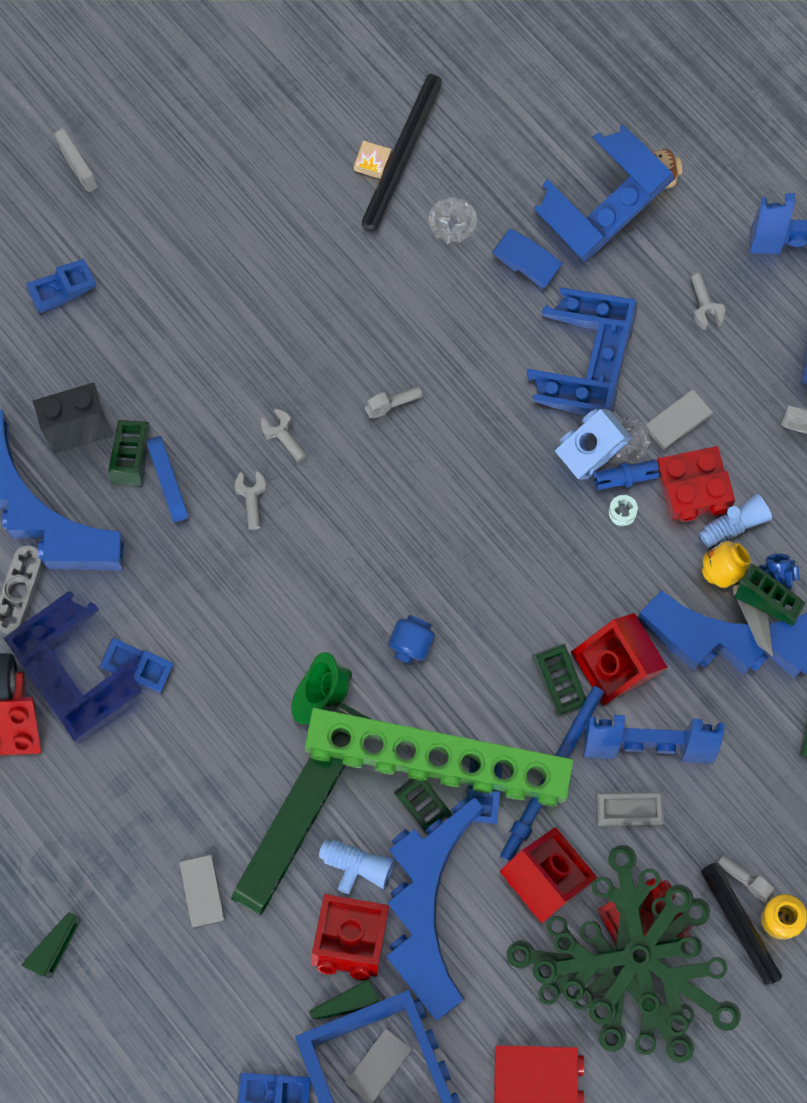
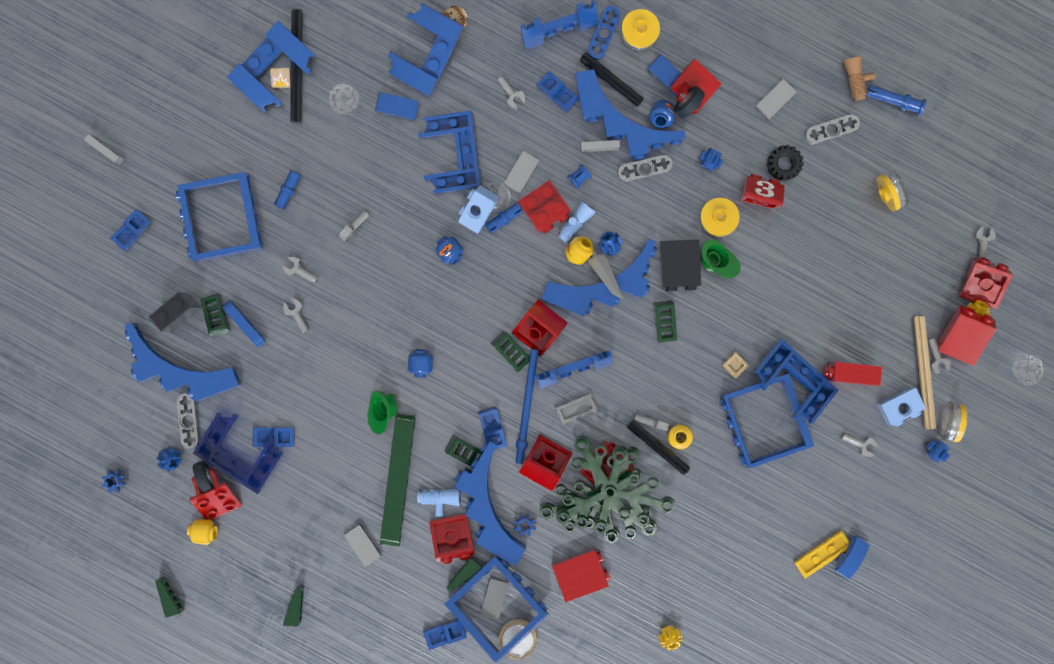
camera: 25 degrees left, 15 degrees up
(189, 366) = (250, 210): none -> blue window
(315, 313) = (287, 189): none -> blue pin
(392, 105) = (246, 75): none -> blue wedge
(477, 971) = (527, 529): none -> blue gear
(524, 489) = (449, 250): none -> blue head
(554, 769) = (528, 407): bright green brick -> none
(618, 519) = (503, 238): light aqua bush -> none
(761, 589) = (599, 253): dark green slope -> none
(765, 457) = (579, 176): none -> blue bush
(776, 326) = (557, 91): none -> blue slope

